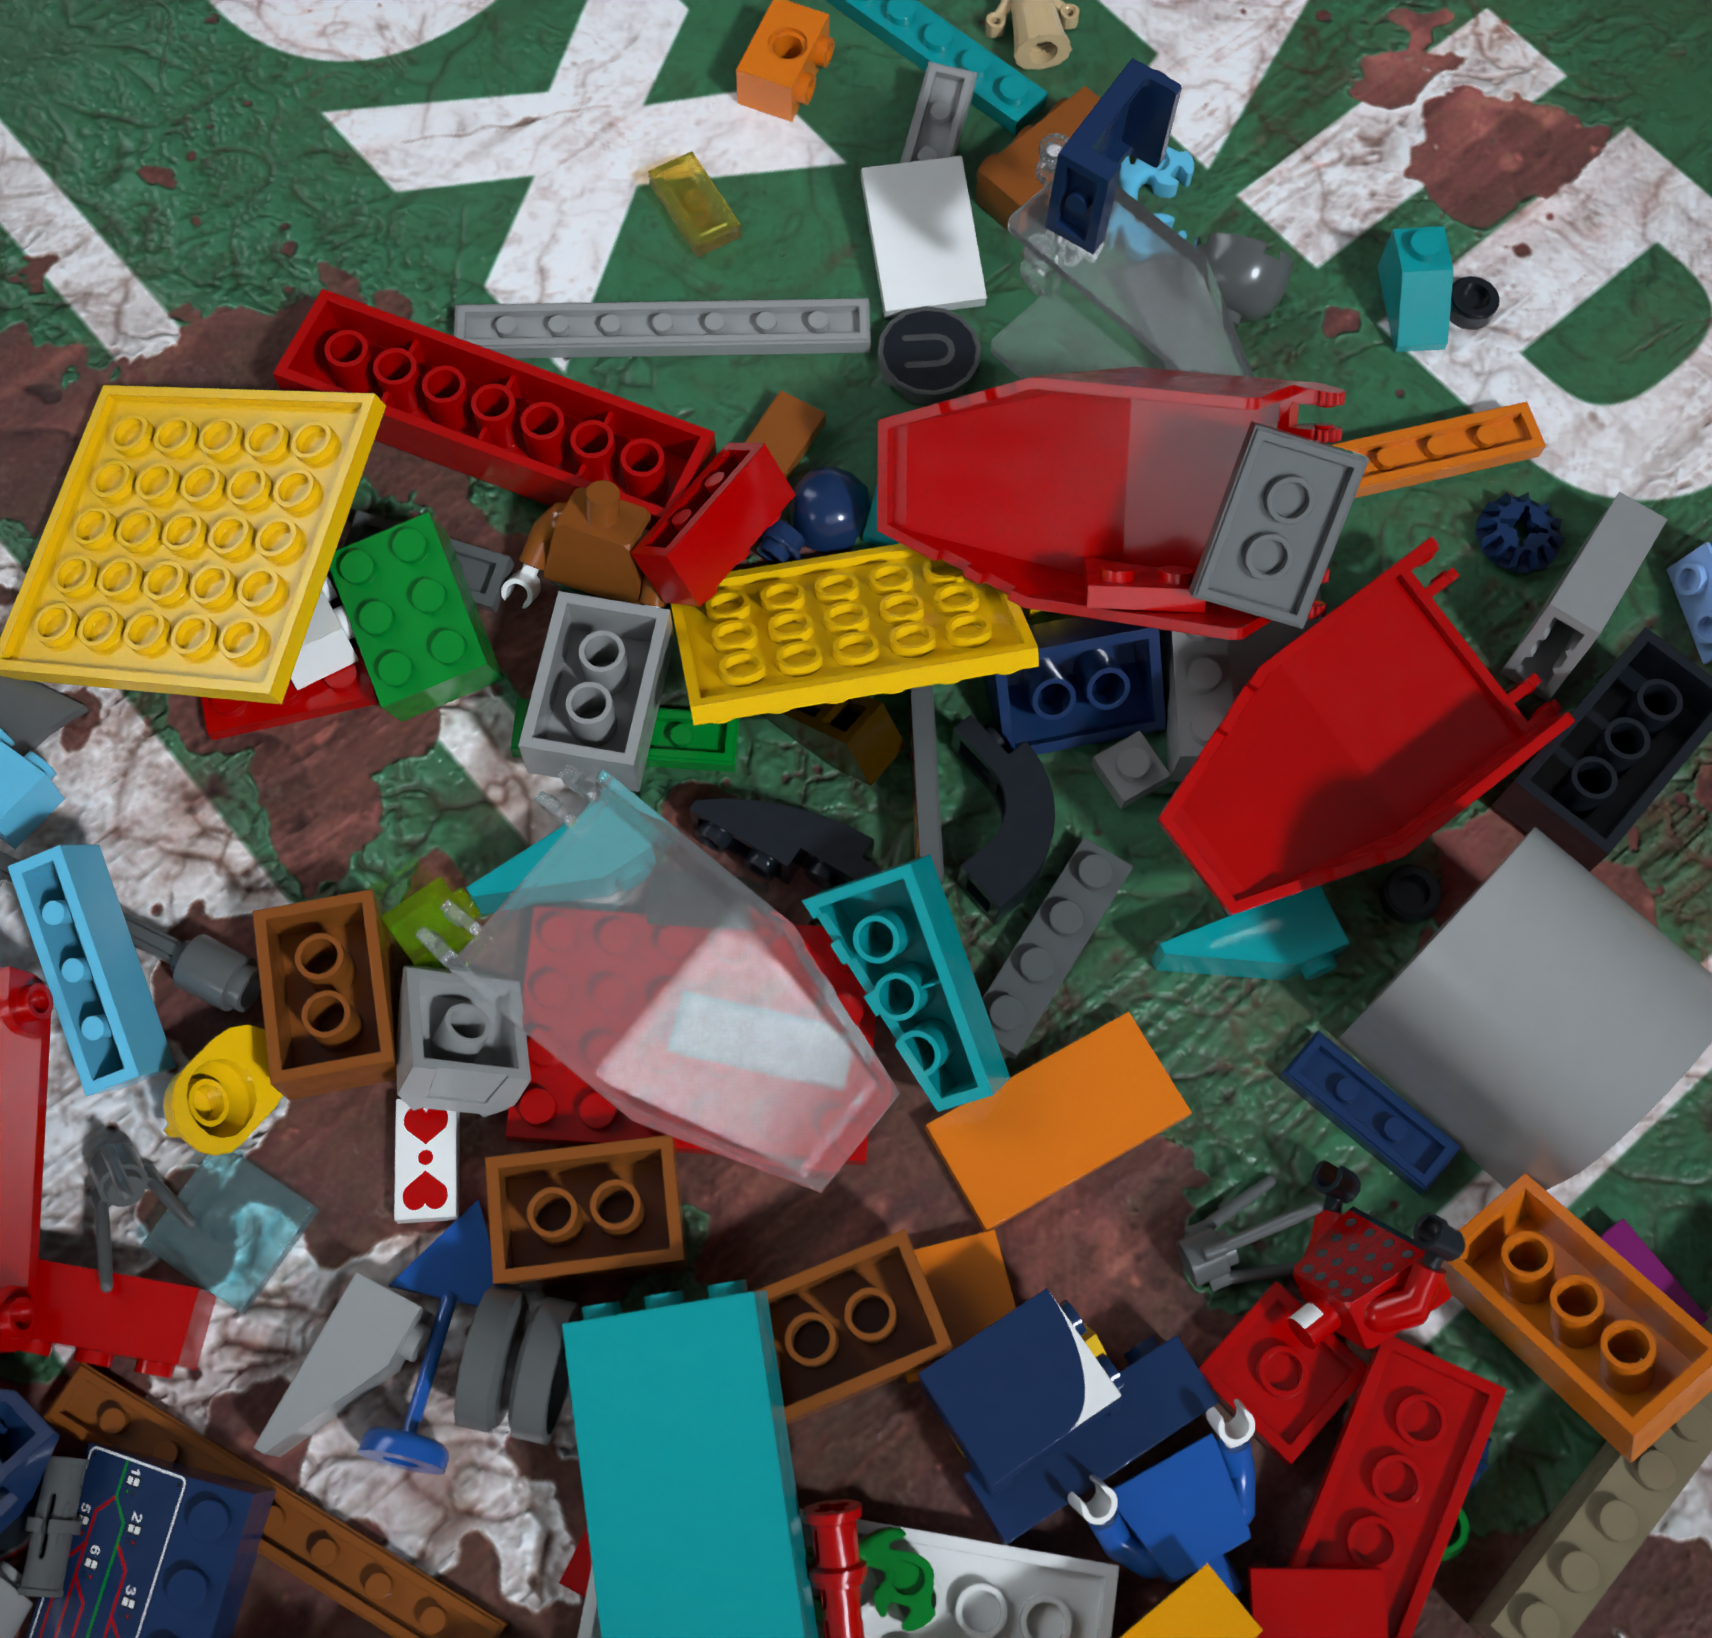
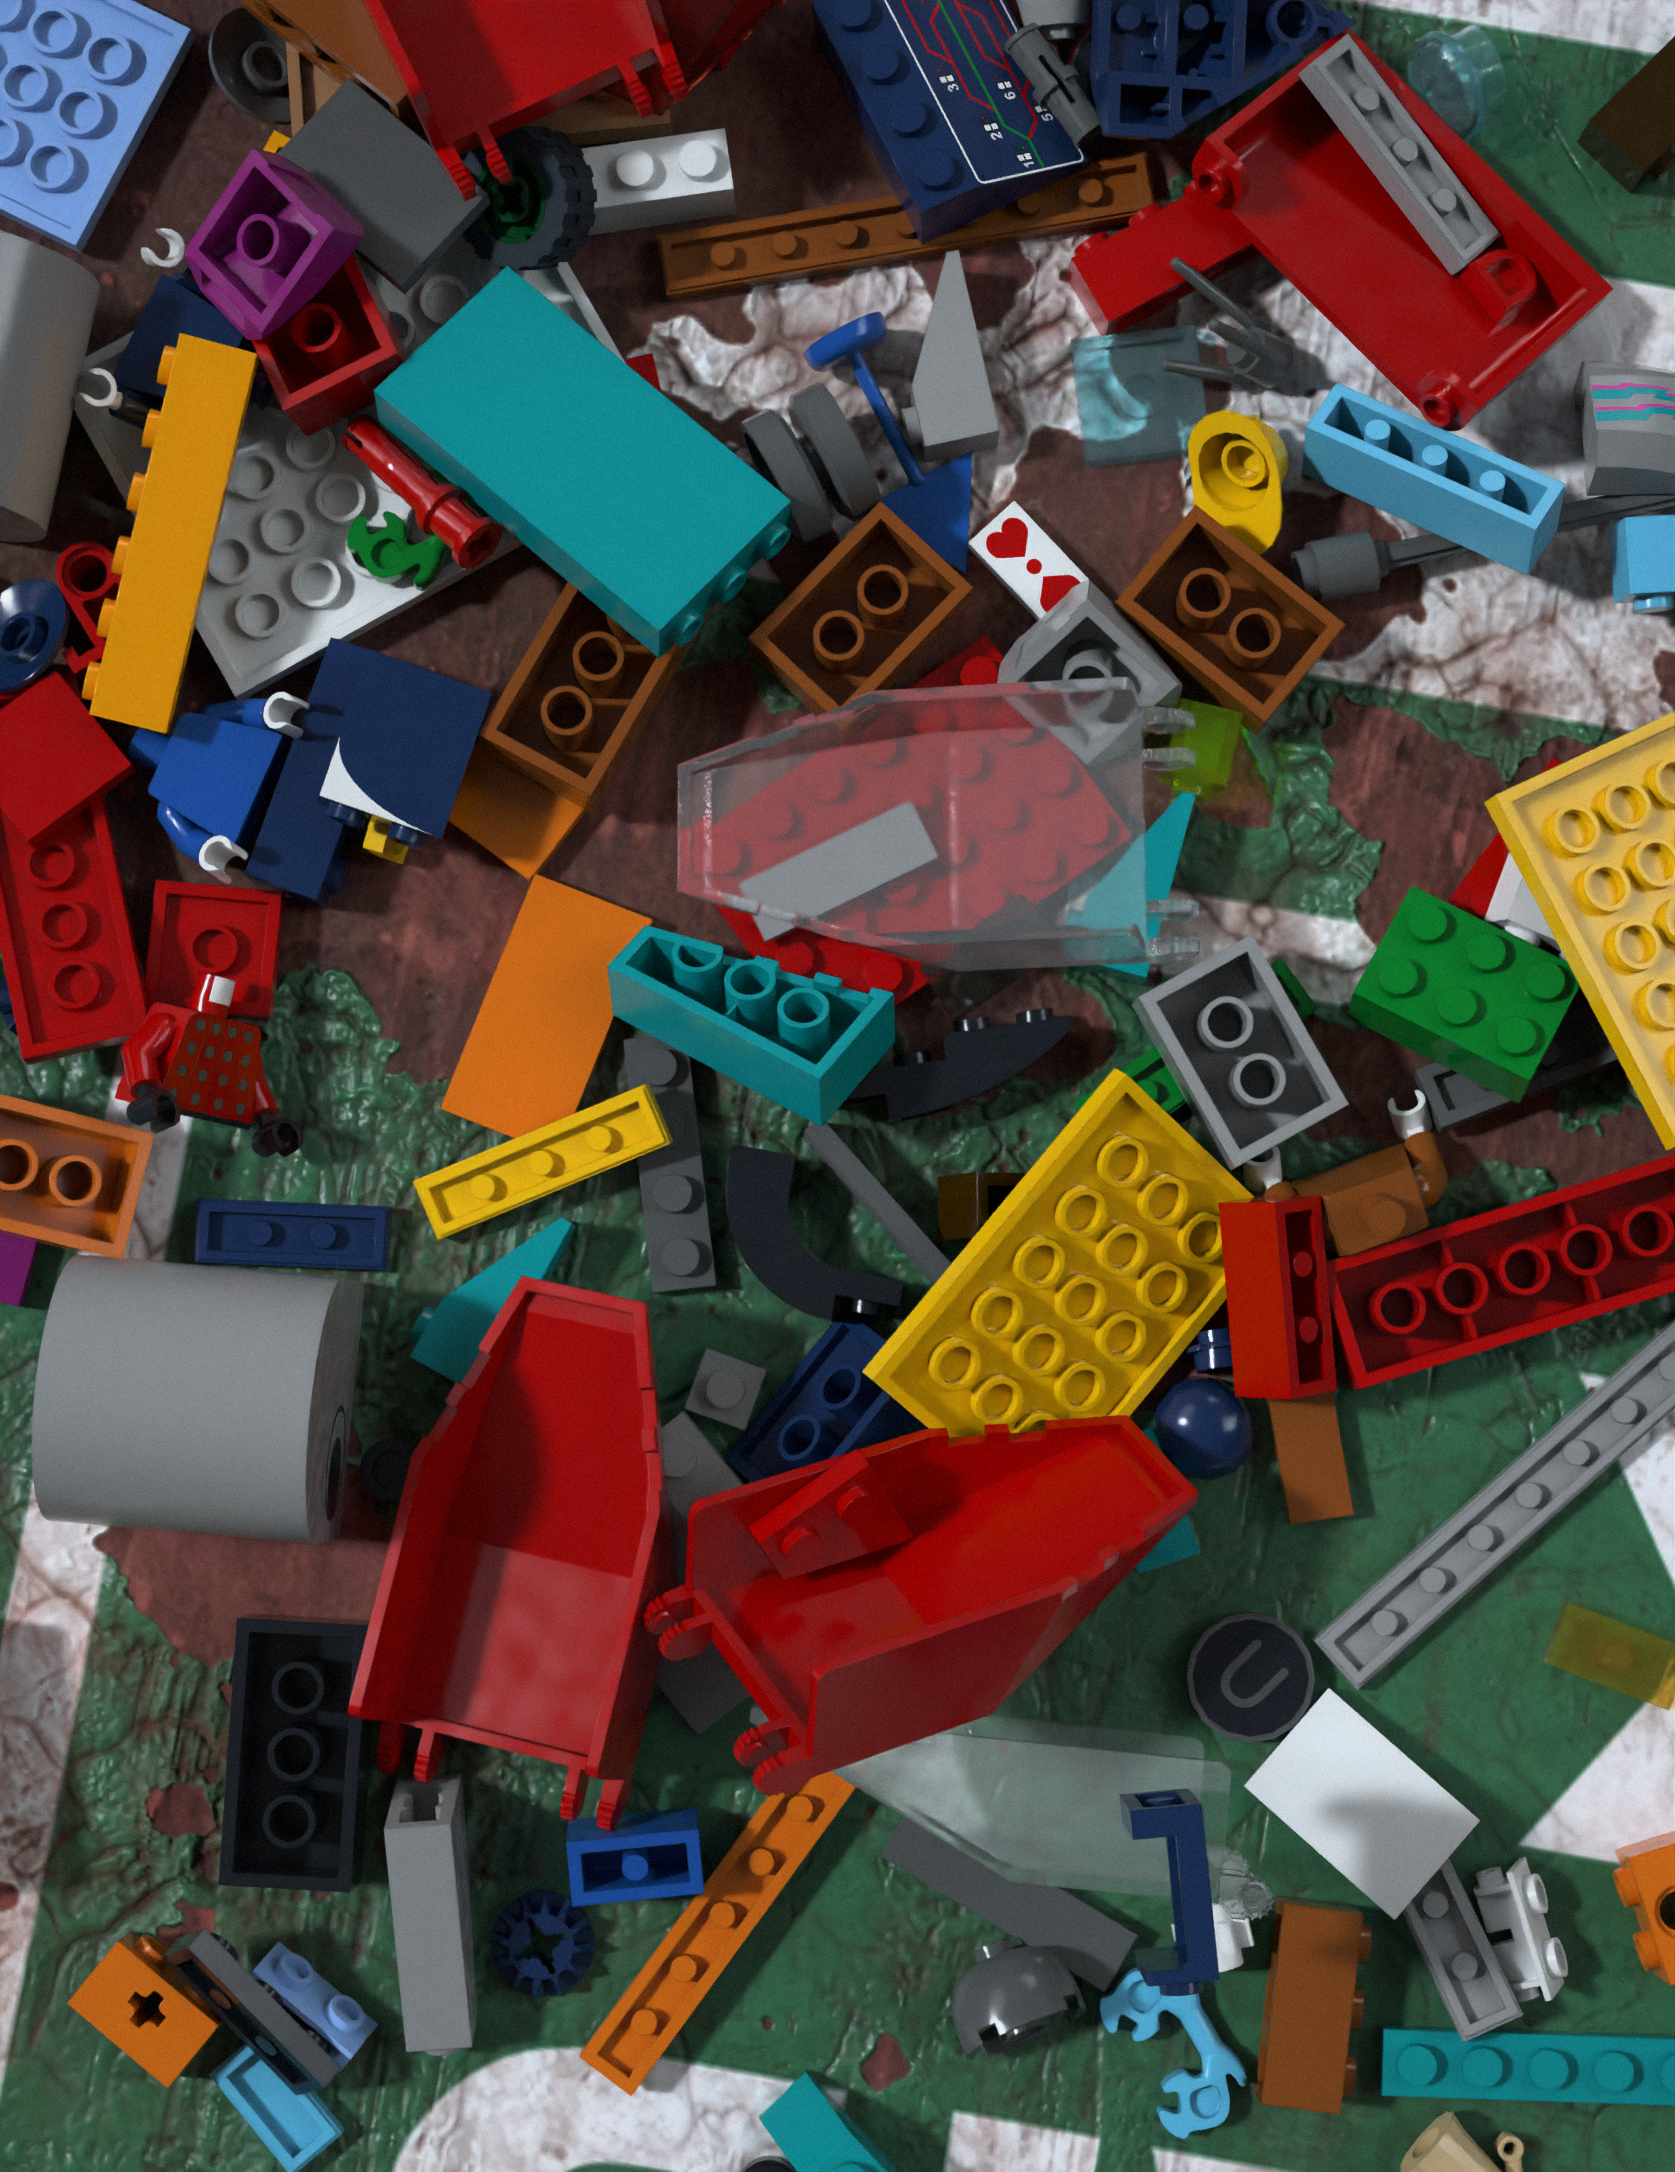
camera: 145 degrees right, 15 degrees up
(876, 126) = (1519, 1904): none -> white hinge
(1144, 1012) = (543, 1161): none -> yellow tile
(1210, 1253) = (334, 1000): dark grey plant -> none
(1277, 524) = (732, 1634): dark grey tile -> none
(1414, 508) = (637, 1860): none -> blue brick

